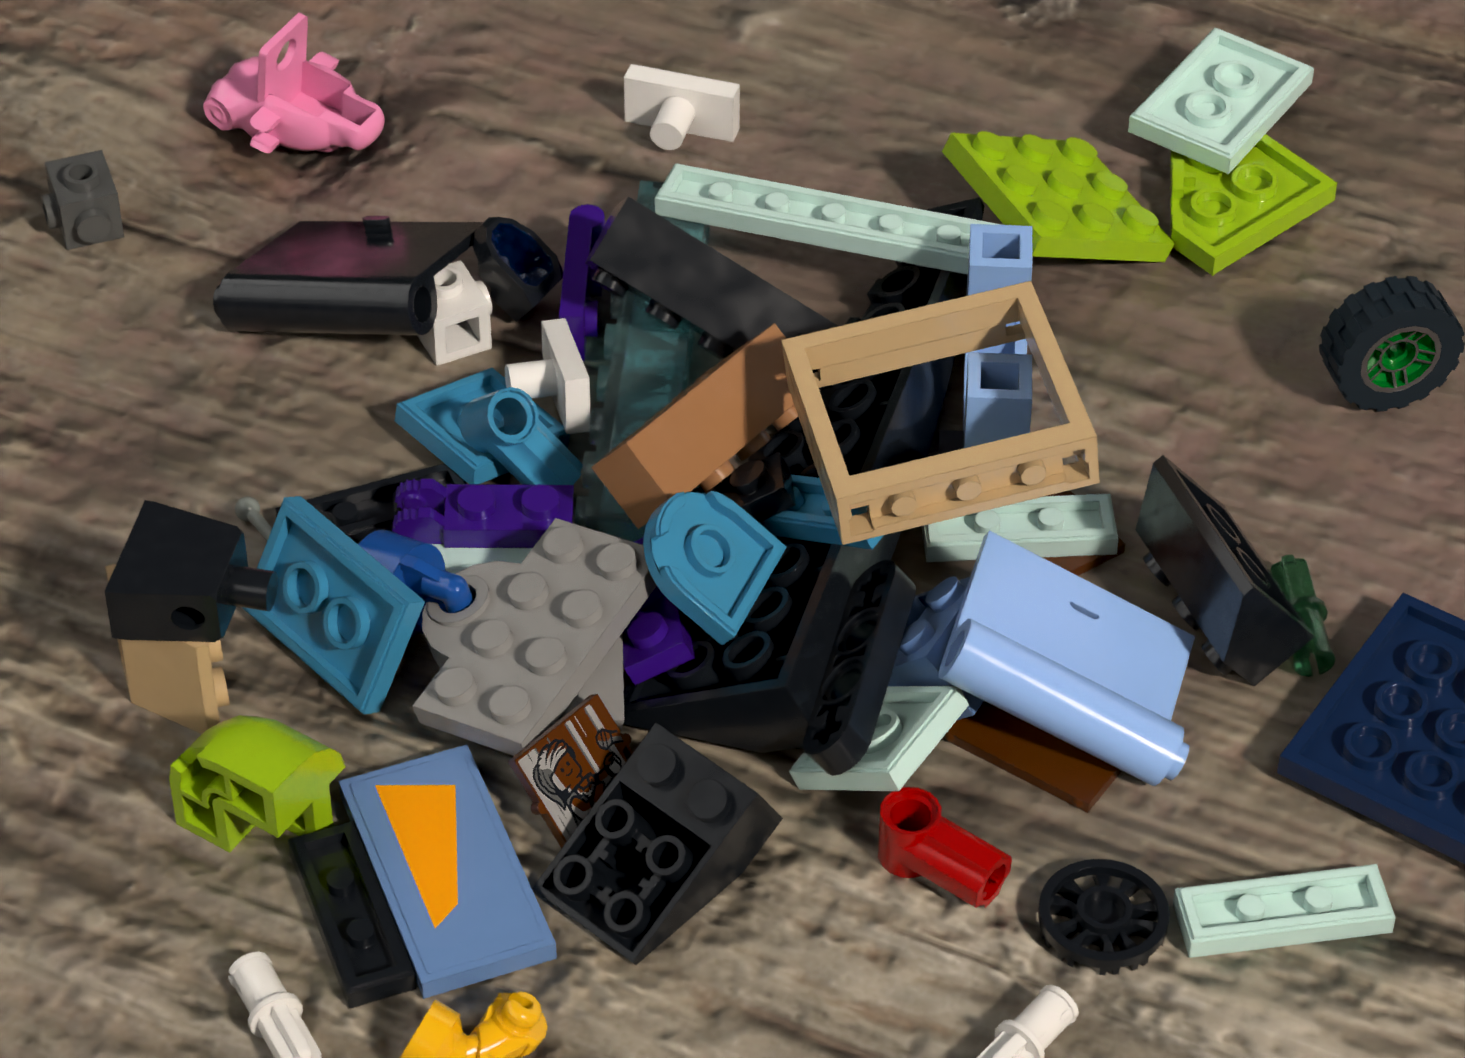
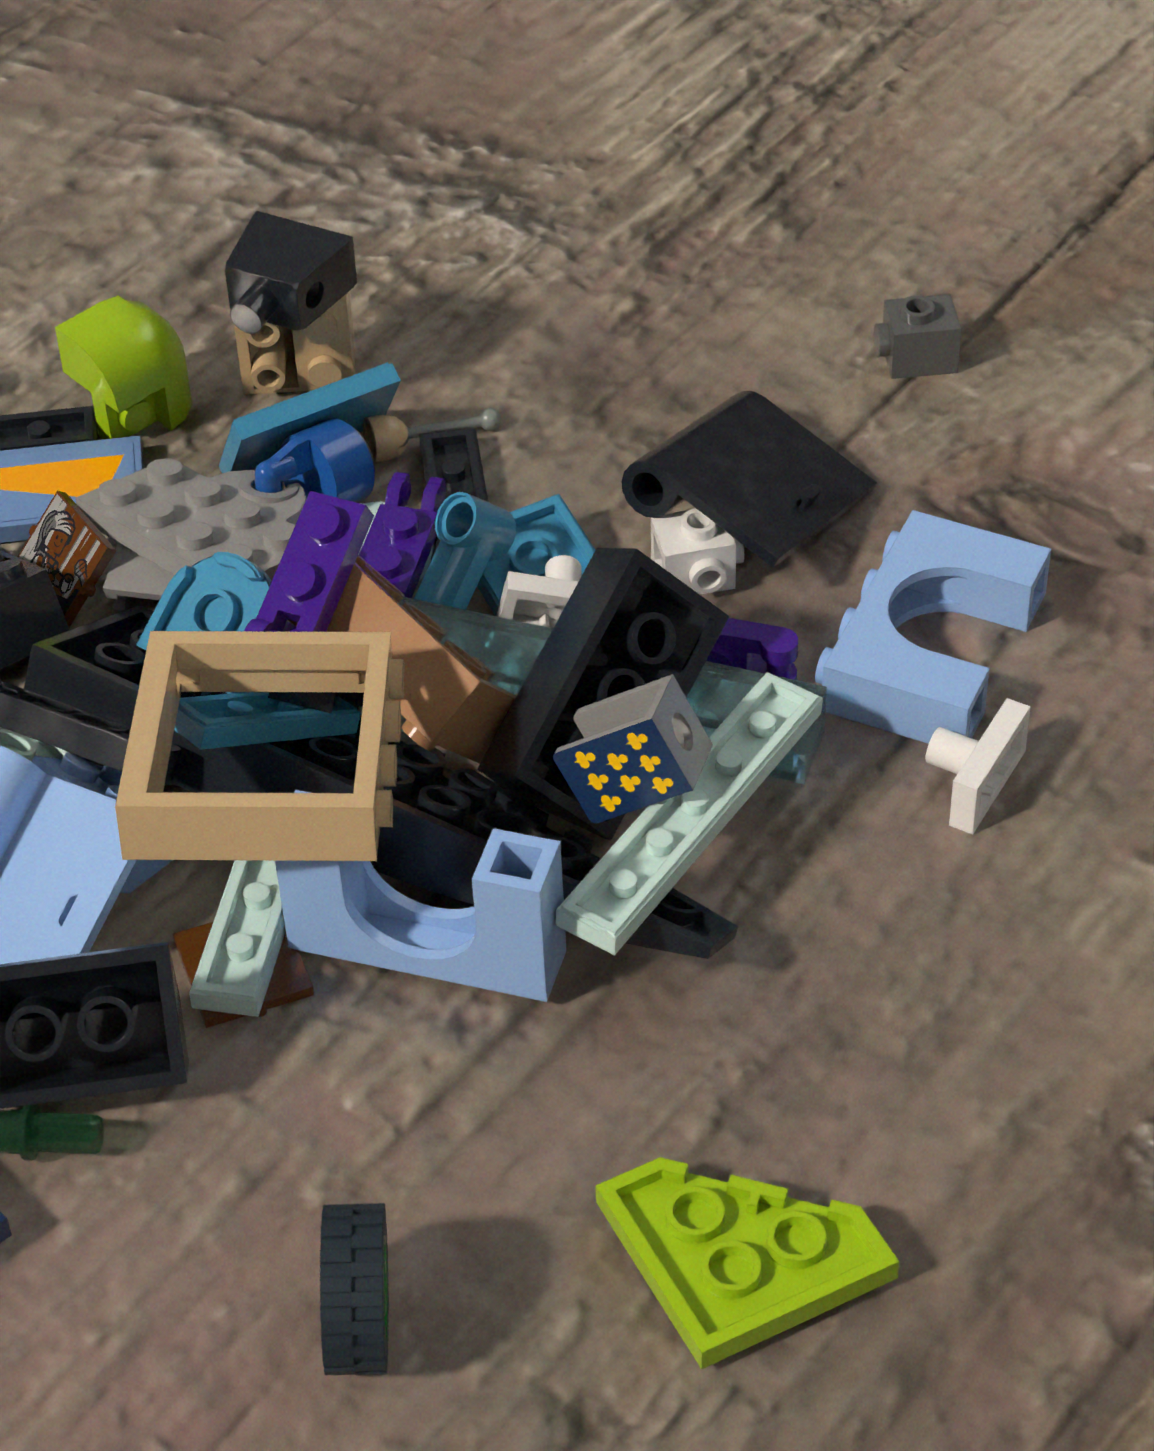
camera: 105 degrees right, 0 degrees up
(294, 100) = (1030, 464): bright pink piece -> none
(442, 166) = (926, 569): none -> light blue arch
(515, 264) = (727, 572): black rock -> none
(693, 443) = (314, 565): none -> dark purple plate
(779, 195) = (634, 750): none -> piece
(1062, 193) = (726, 1045): lime plate -> none
(1221, 100) = (879, 1259): light aqua tile -> none

